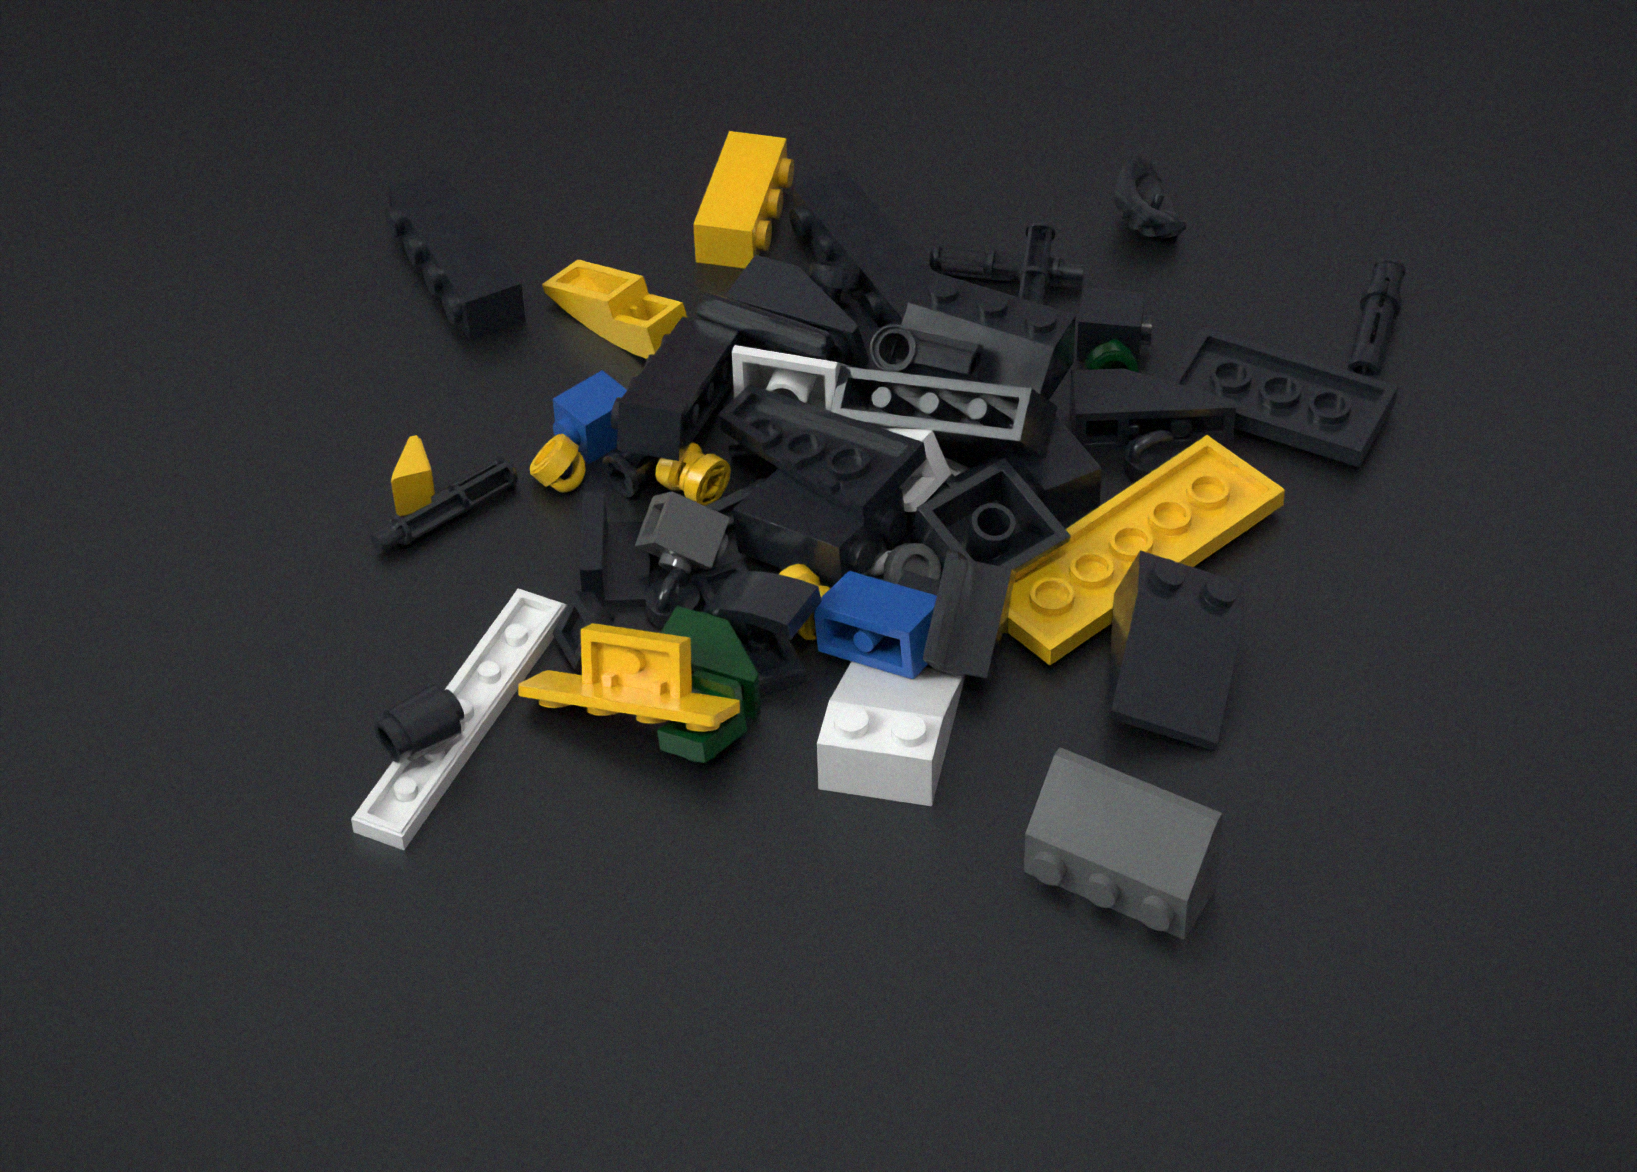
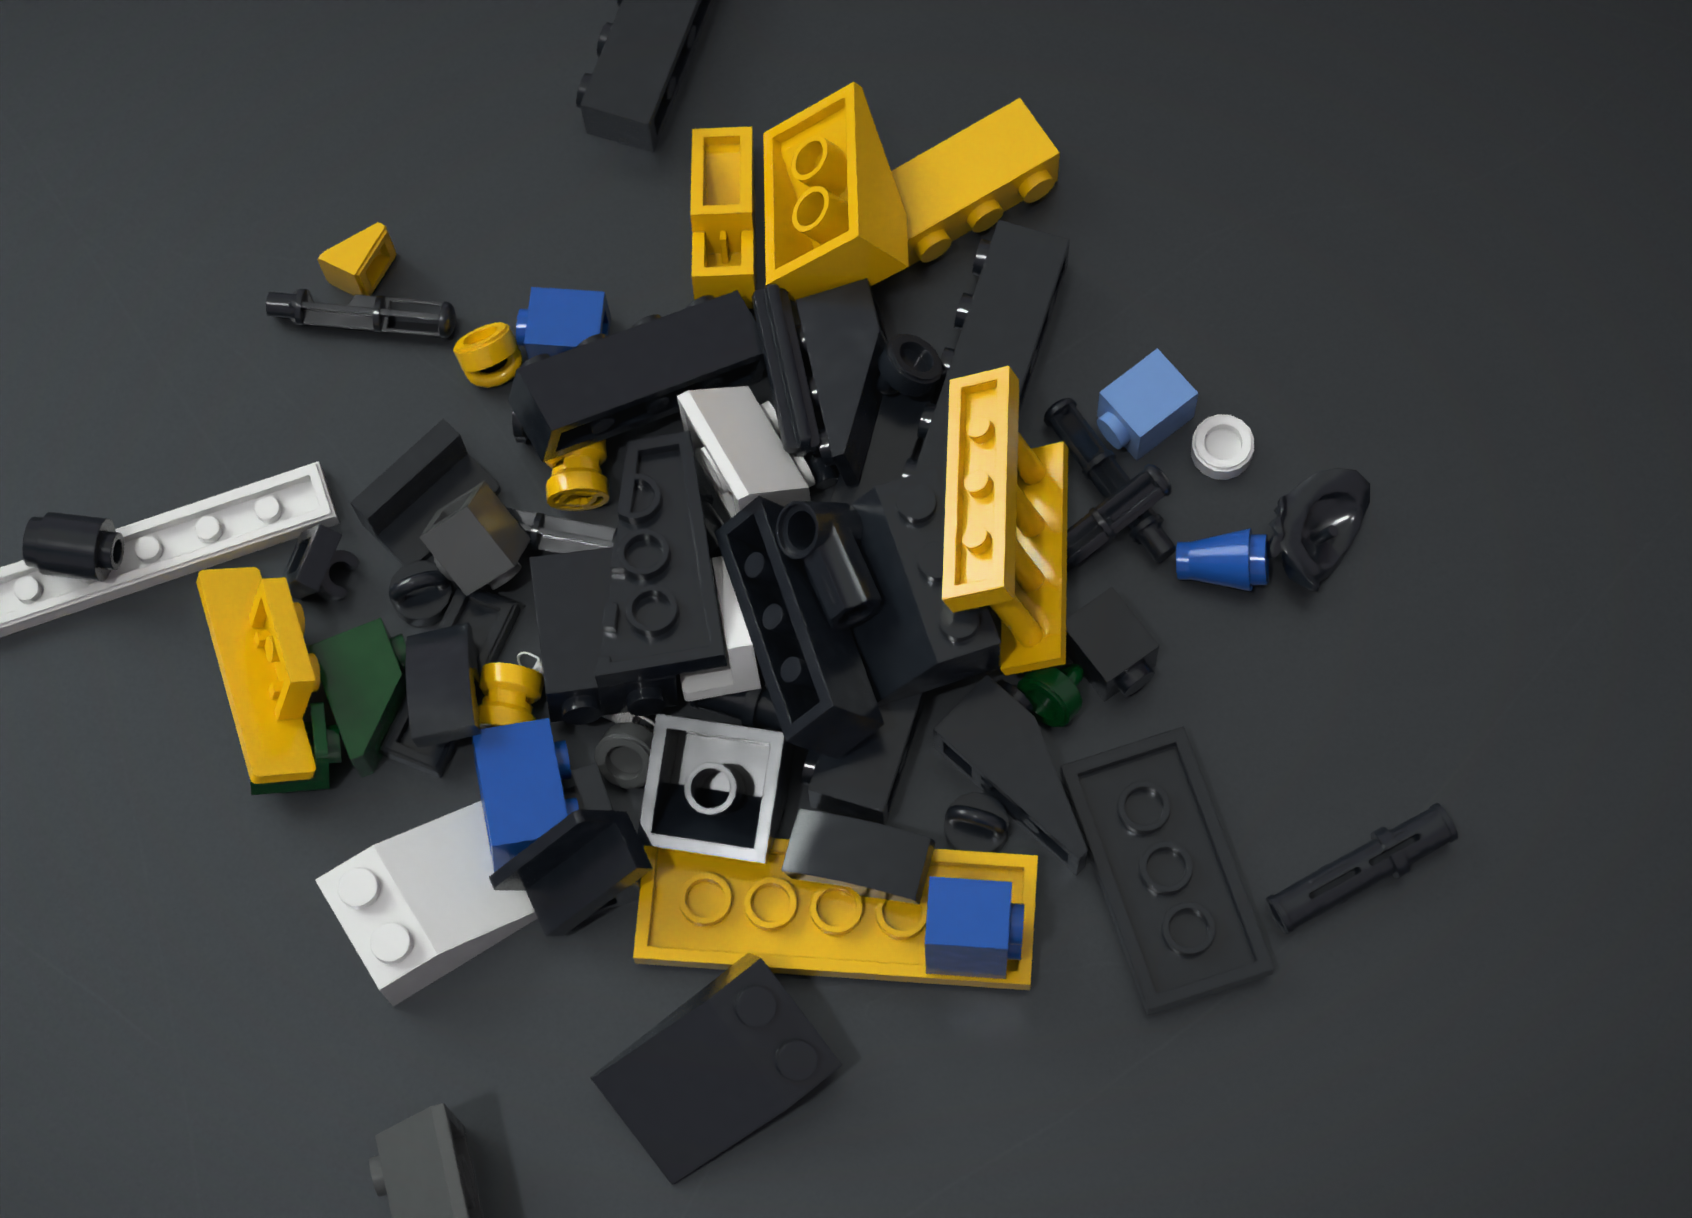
camera: 50 degrees right, 25 degrees up
(681, 235) = (830, 199): none -> yellow slope
(982, 215) = (1145, 405): none -> medium blue brick
(991, 260) = (1005, 522): none -> yellow fence
(1046, 208) = (1222, 447): none -> white tile
(1106, 498) = (858, 855): none -> black slope
(1120, 250) = (1225, 560): none -> blue cone
(1229, 458) = (972, 927): none -> blue brick

